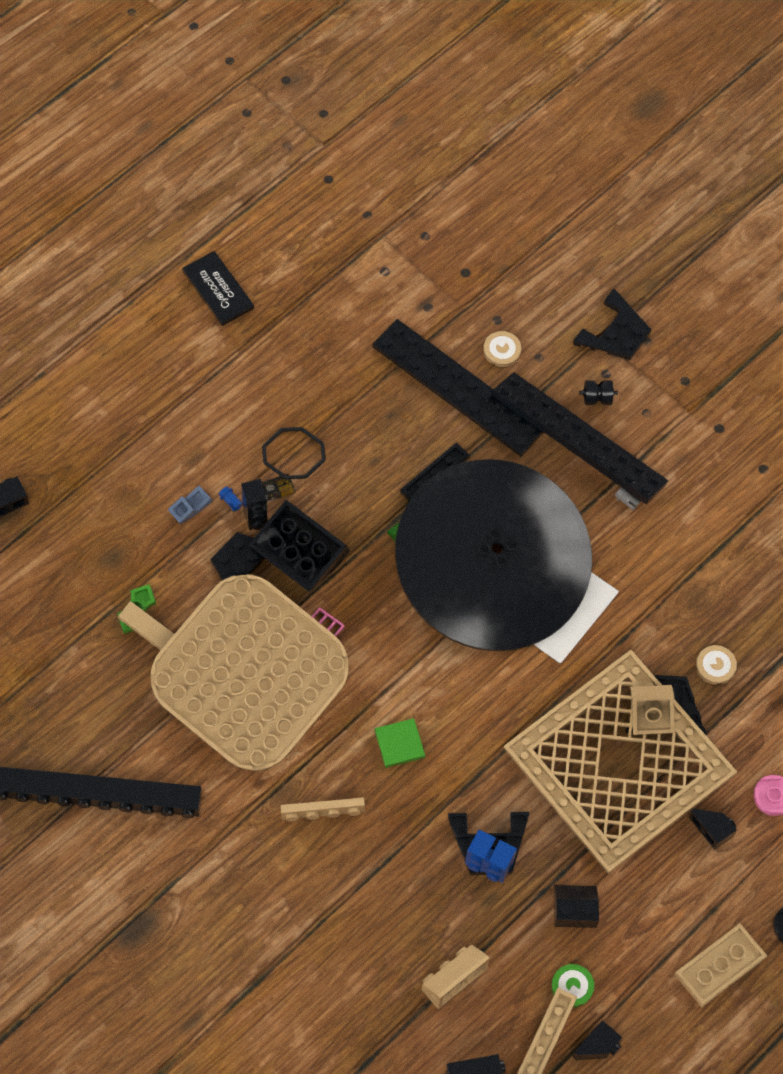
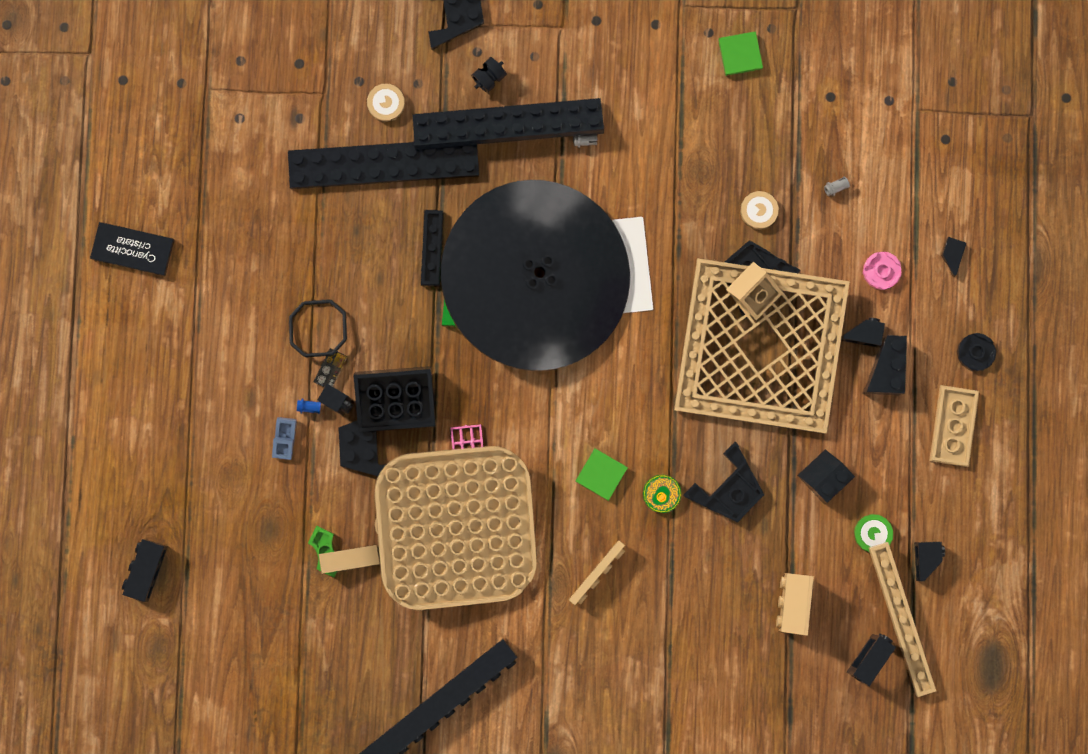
camera: 45 degrees left, 20 degrees up
(432, 799) = (662, 493): none -> tile
(499, 862) = (746, 502): blue piece -> none
(707, 869) = (889, 368): none -> black wedge

